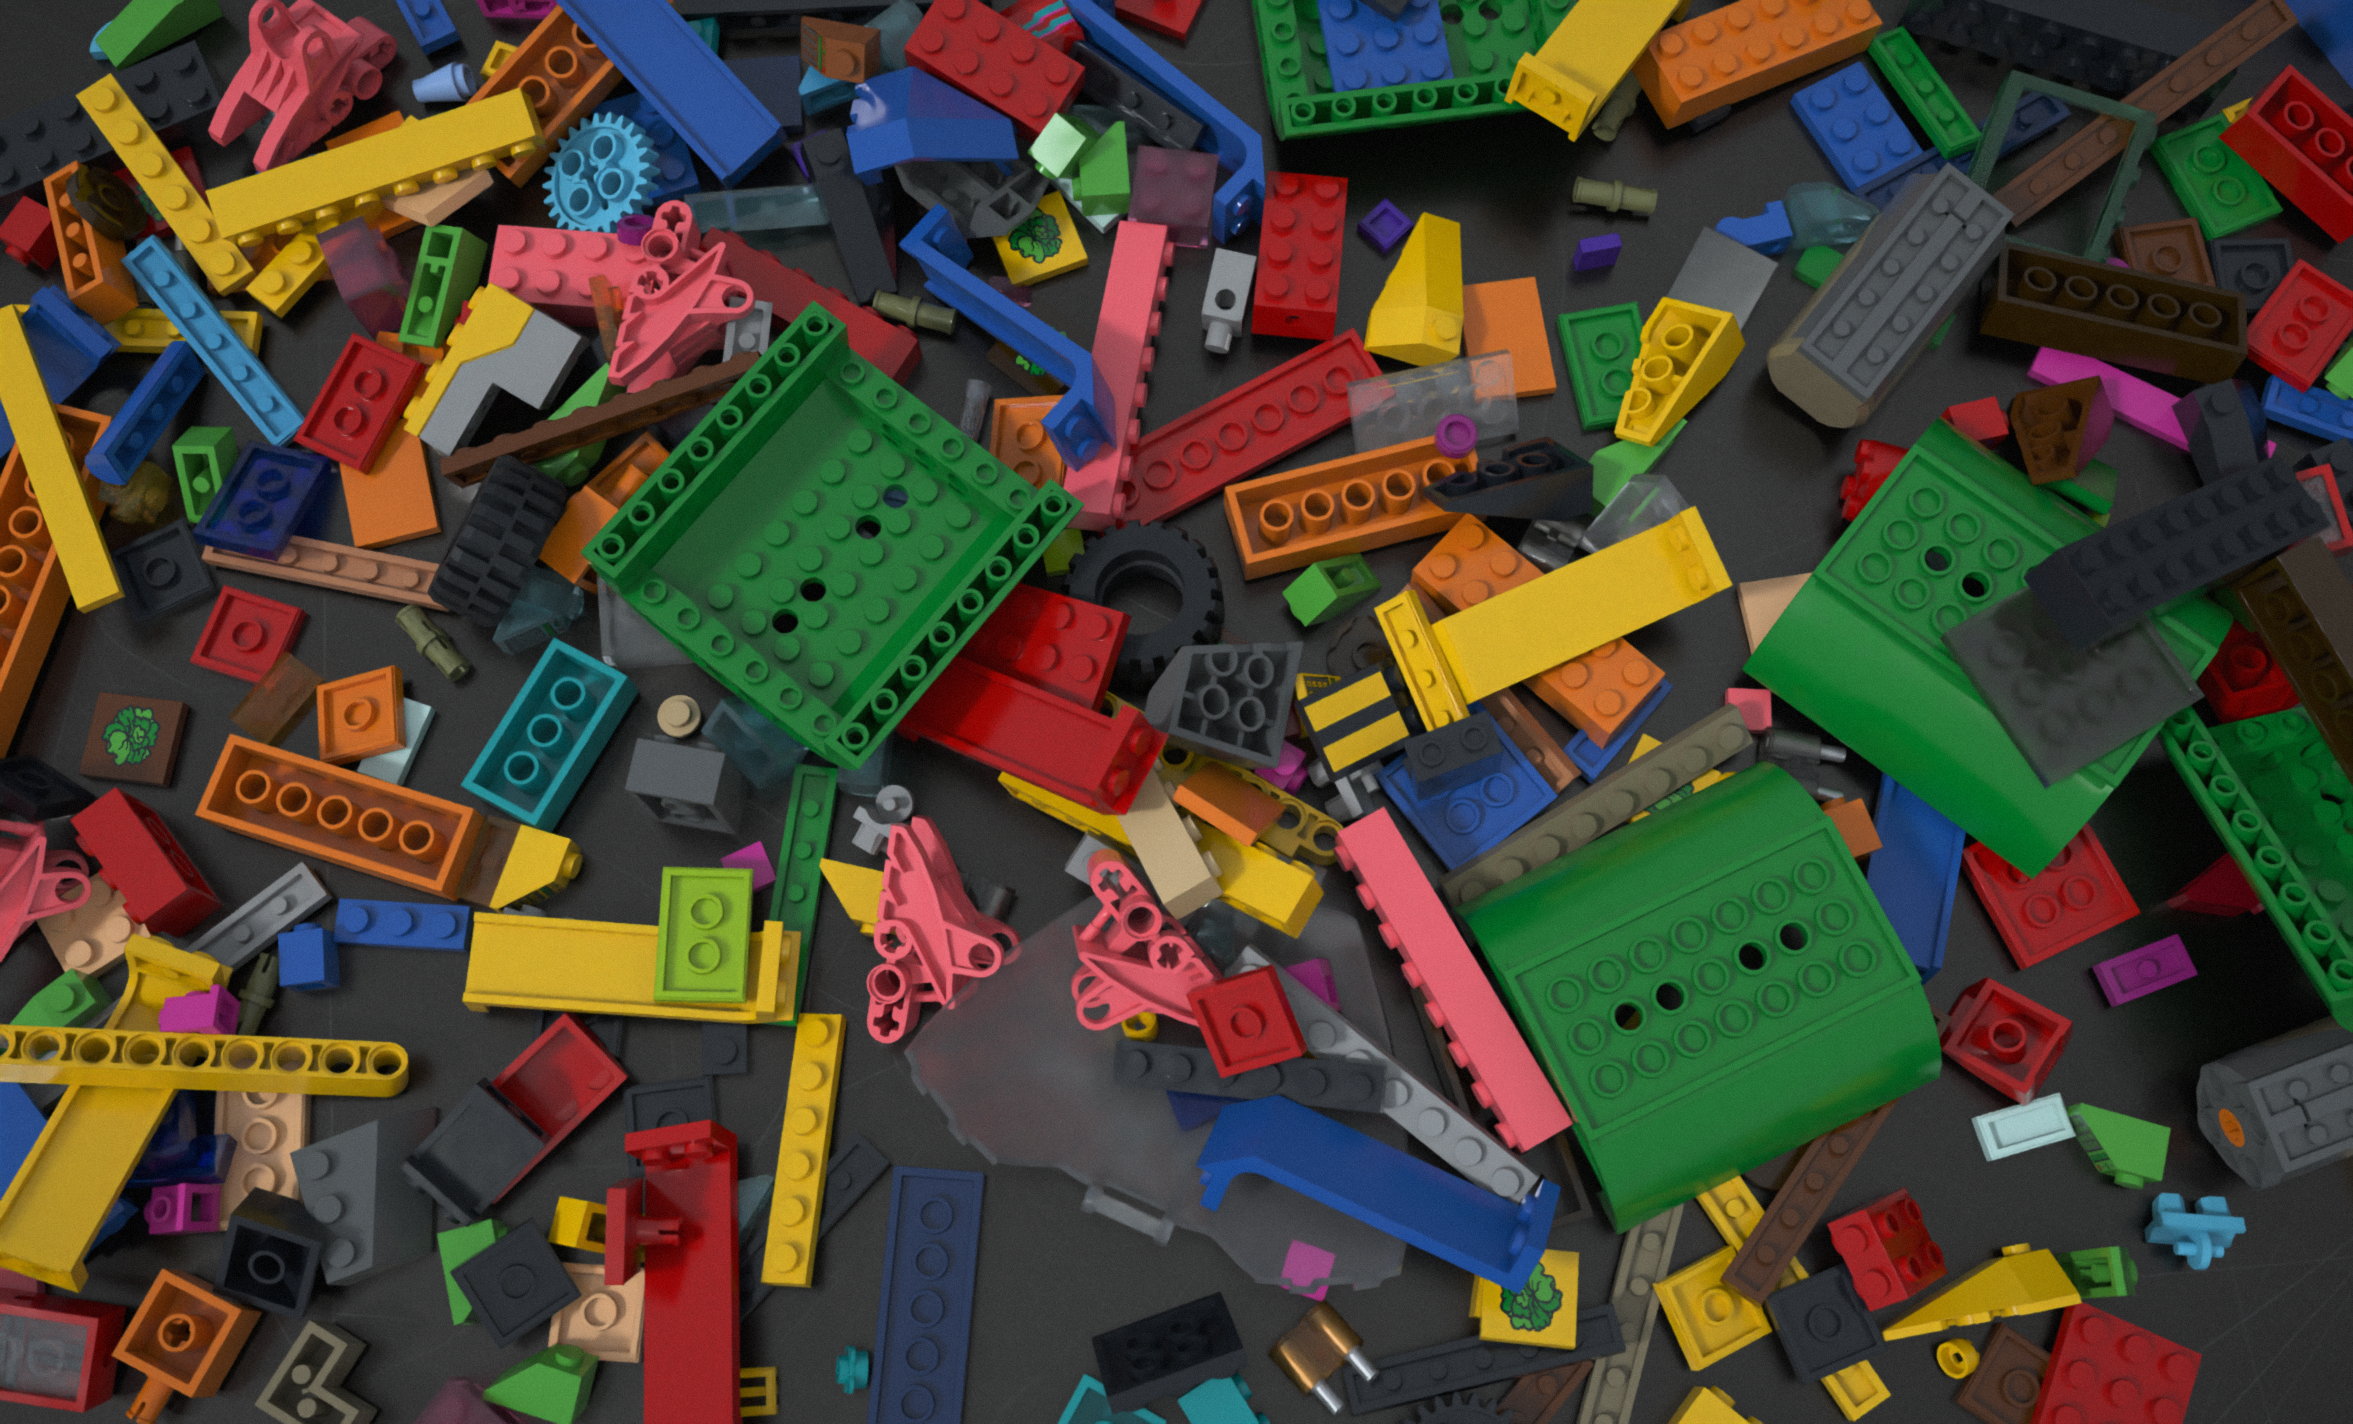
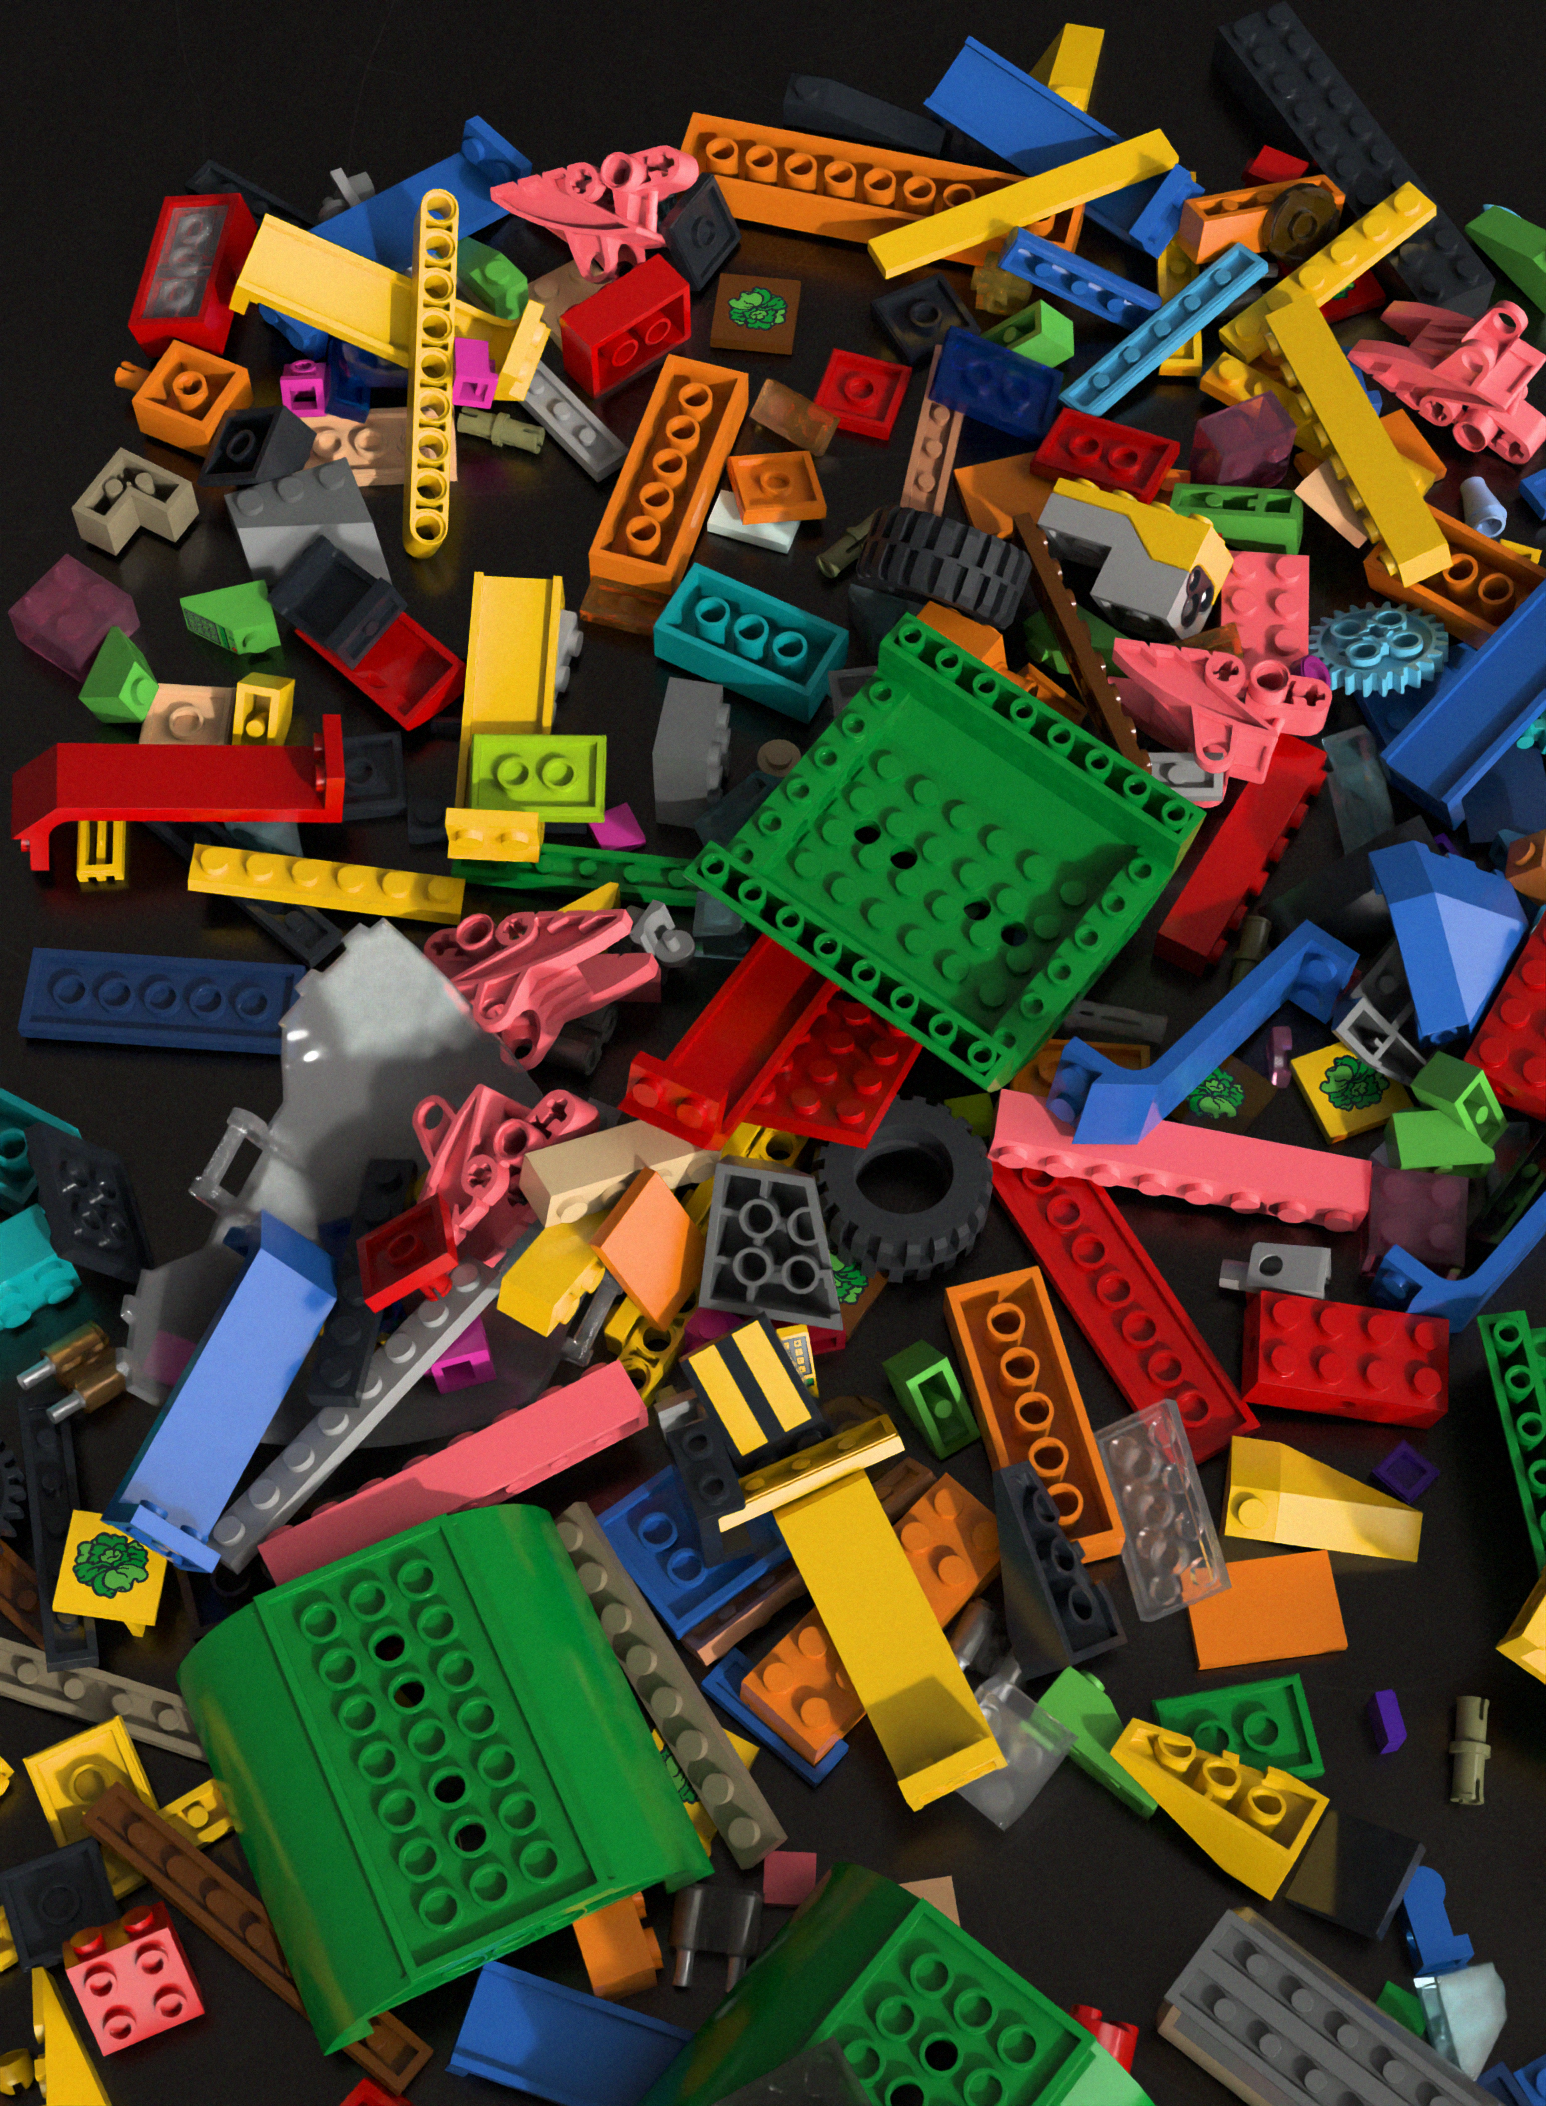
camera: 90 degrees right, 10 degrees down
(308, 959) = (536, 465): blue brick -> none
(403, 925) = (570, 537): blue plate -> none
(515, 1283) = (213, 645): black tile -> none
(536, 869) = (617, 641): yellow slope -> none
(629, 1230) = (247, 720): red tile -> none
(852, 1369) = (110, 937): teal plate -> none
(1456, 436) = (1110, 1518): magenta tile -> none

